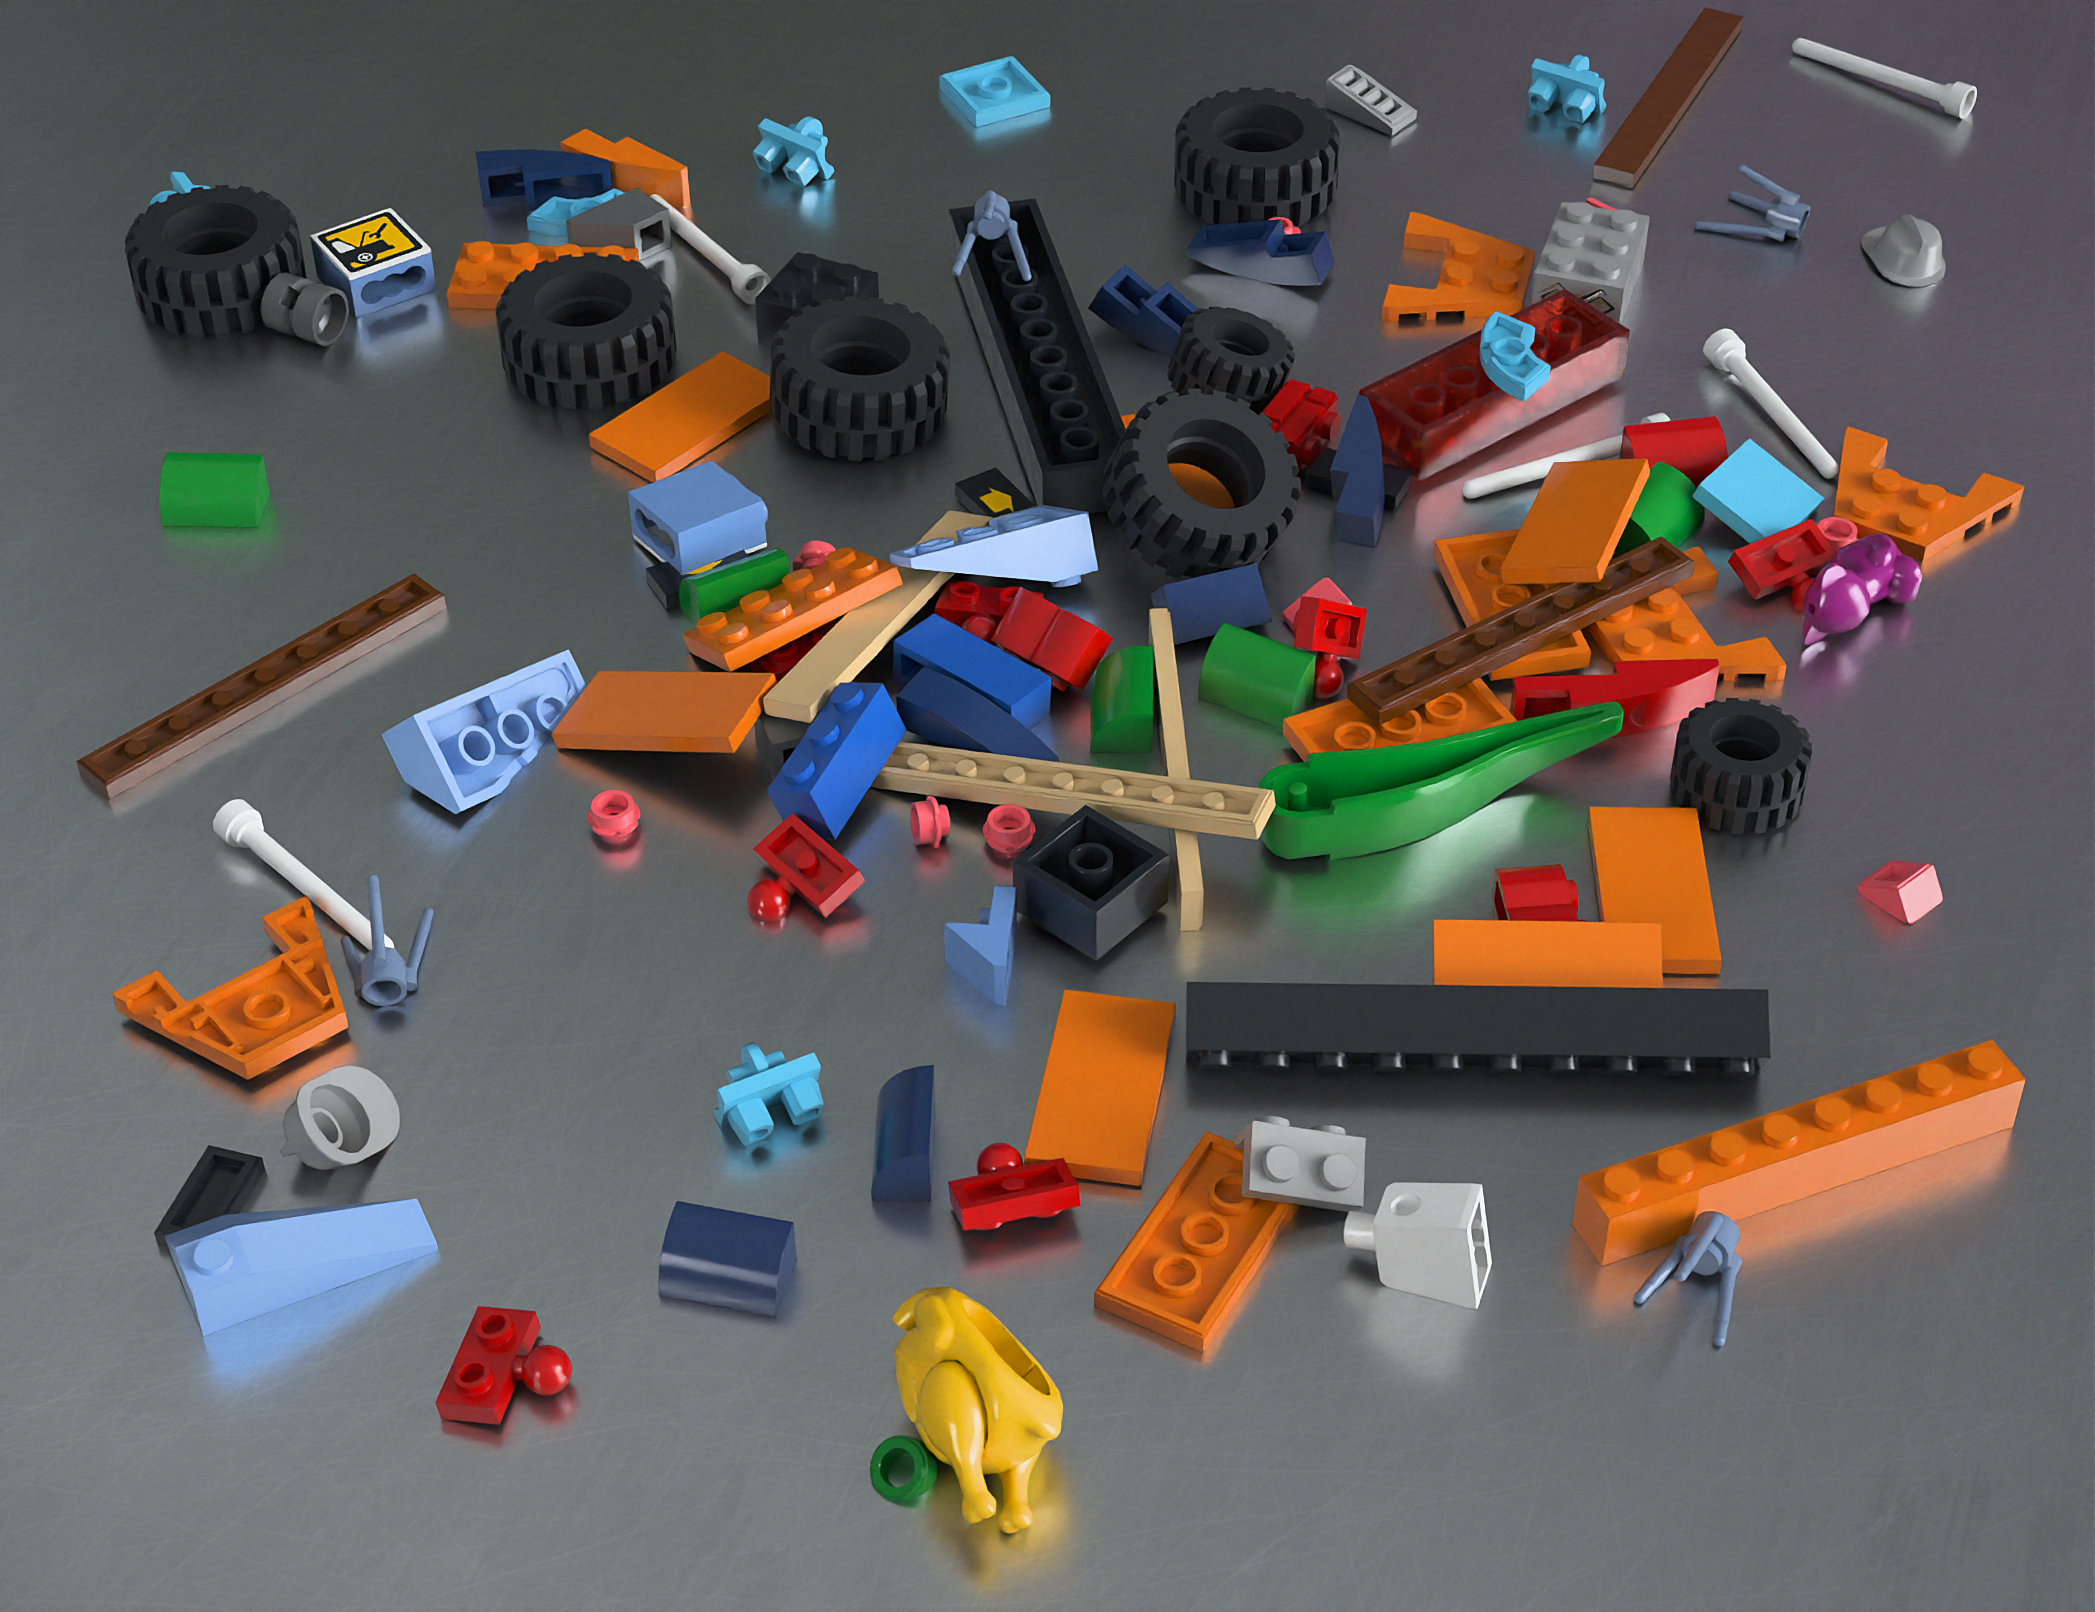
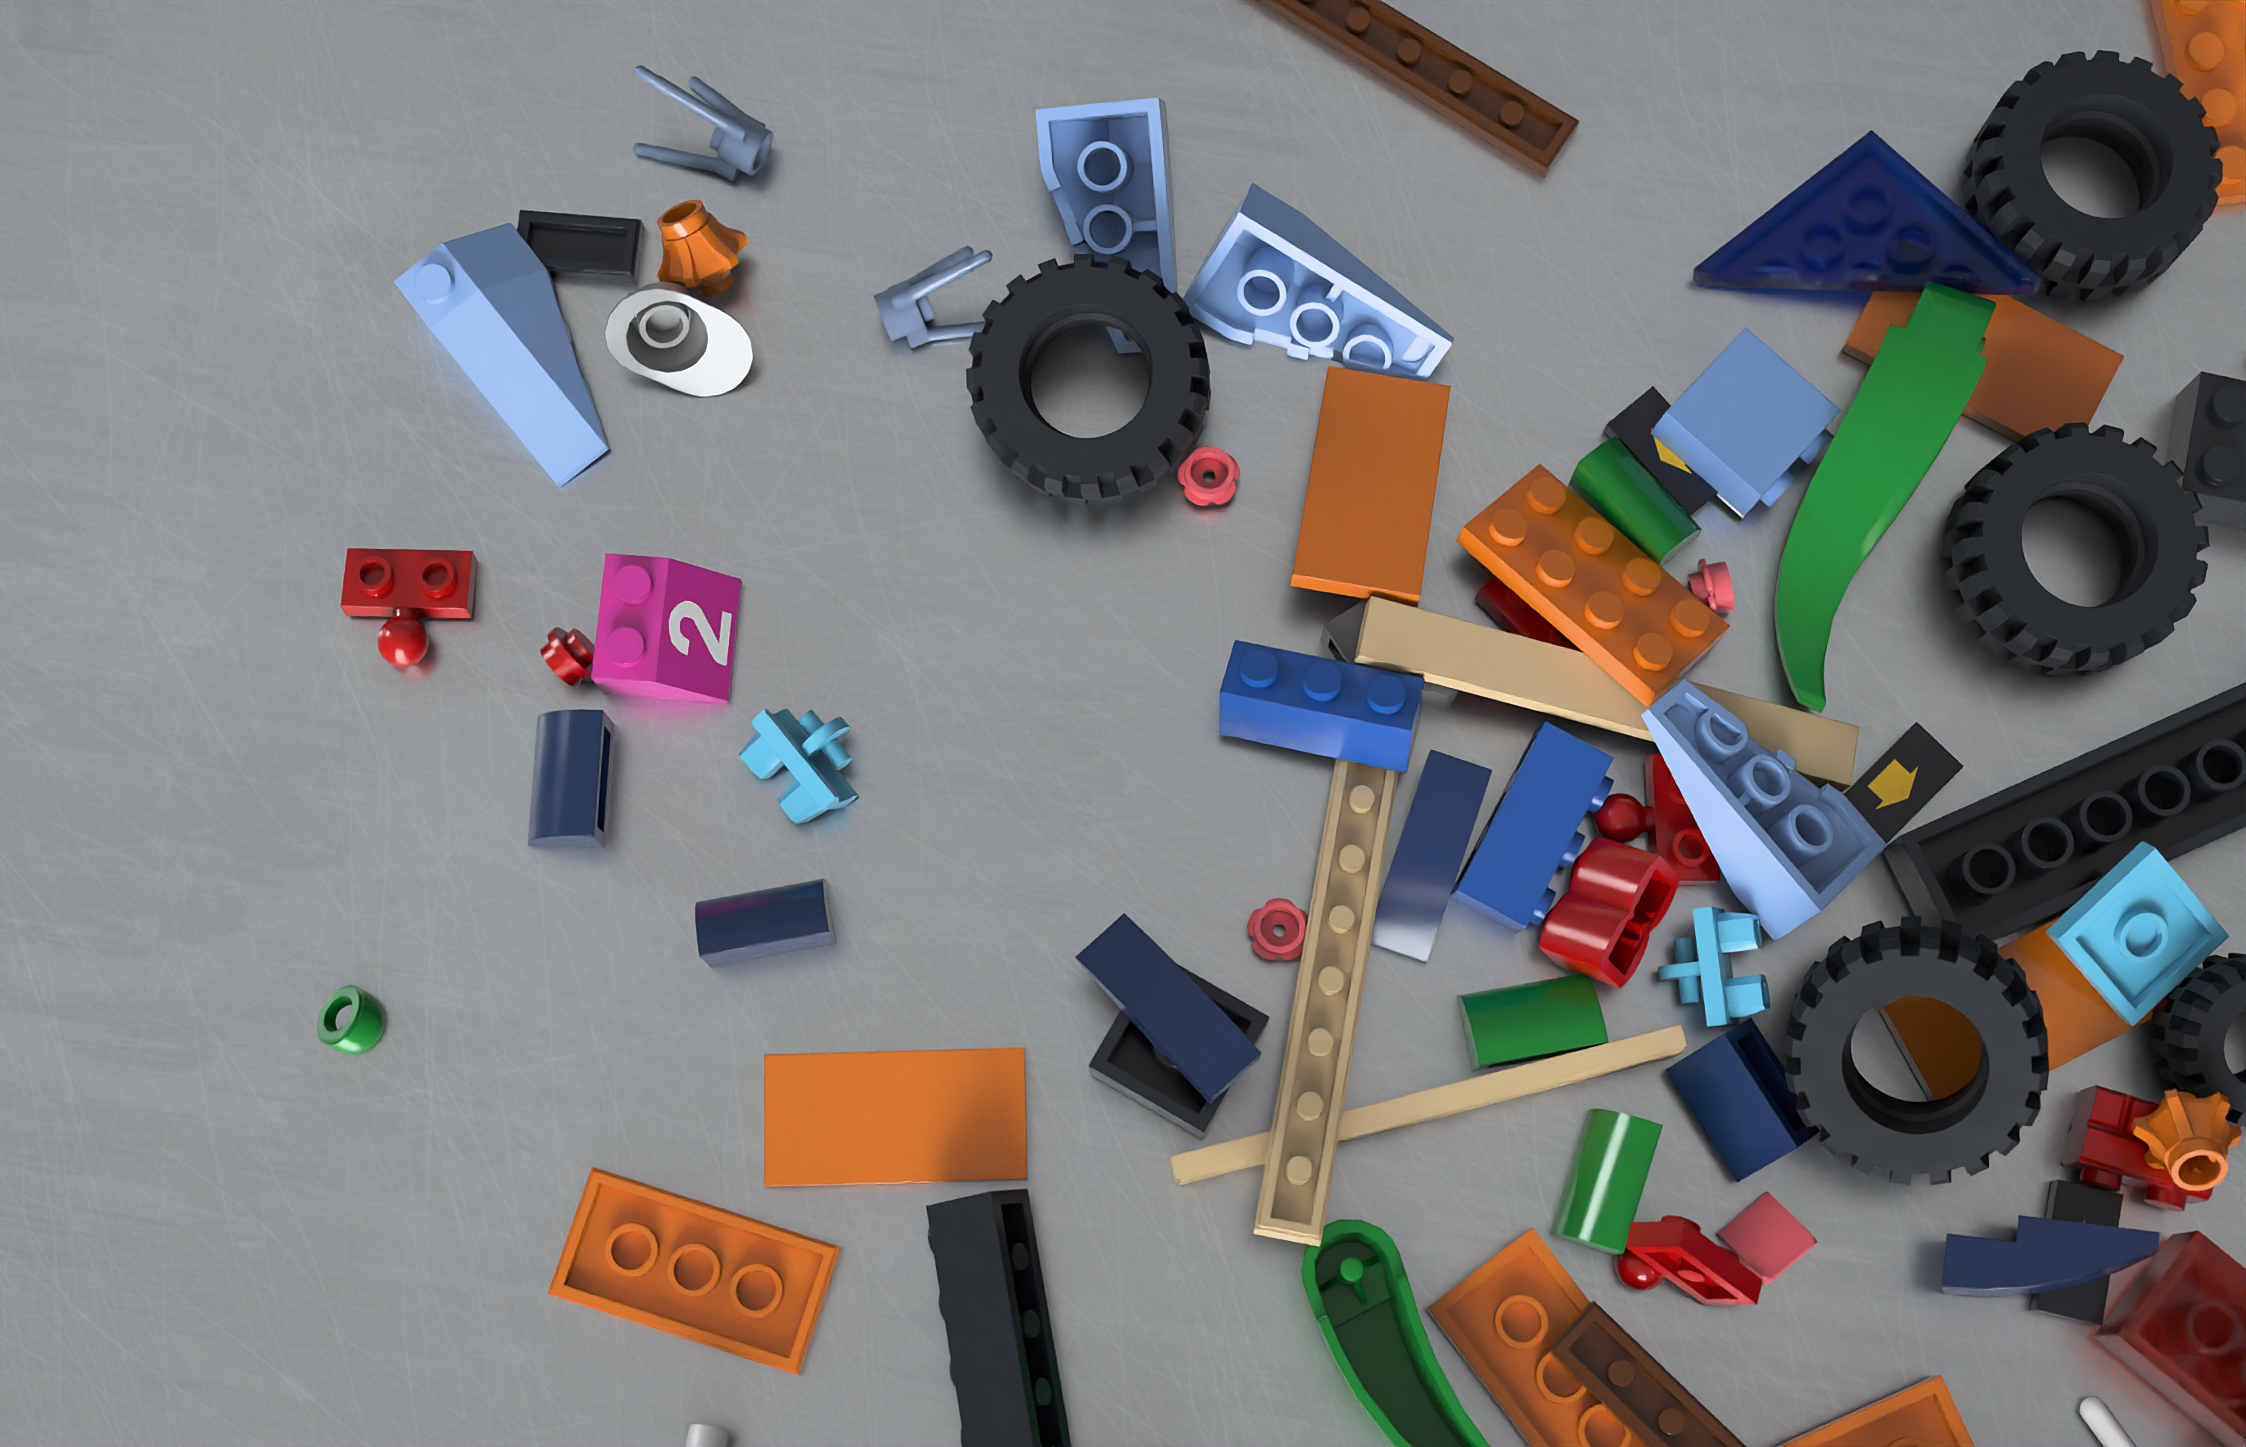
camera: 80 degrees right, 35 degrees up
(167, 1062) = (737, 138): none -> sand blue plant
(243, 827) = (1103, 82): white piece -> none
(257, 1015) = (832, 209): orange wing -> none
(260, 1091) = (698, 249): none -> orange rock
(353, 815) = (1113, 184): none -> light blue wedge
(499, 894) = (1073, 298): none -> black tyre
(575, 443) = (1867, 228): none -> clear blue tile
(607, 1181) = (665, 630): none -> dark pink slope
(610, 1243) = (569, 655): none -> red plate
(726, 421) = (1873, 470): none -> green animal
(803, 866) = (1154, 715): red plate -> none
(929, 822) = (1270, 834): coral plate -> none
(975, 1399) = (397, 1079): yellow piece -> none
(985, 950) = (1050, 950): medium blue slope -> none
(1011, 1191) = (711, 1054): red plate -> none
(1066, 838) = (1169, 1007): none -> dark blue slope
(1106, 601) = (1717, 937): none -> medium azure hips
(1132, 377) = (2137, 933): none -> medium azure tile
(1296, 374) = (2189, 1138): none -> orange rock
(1302, 1165) = (788, 1362): light grey bracket -> none

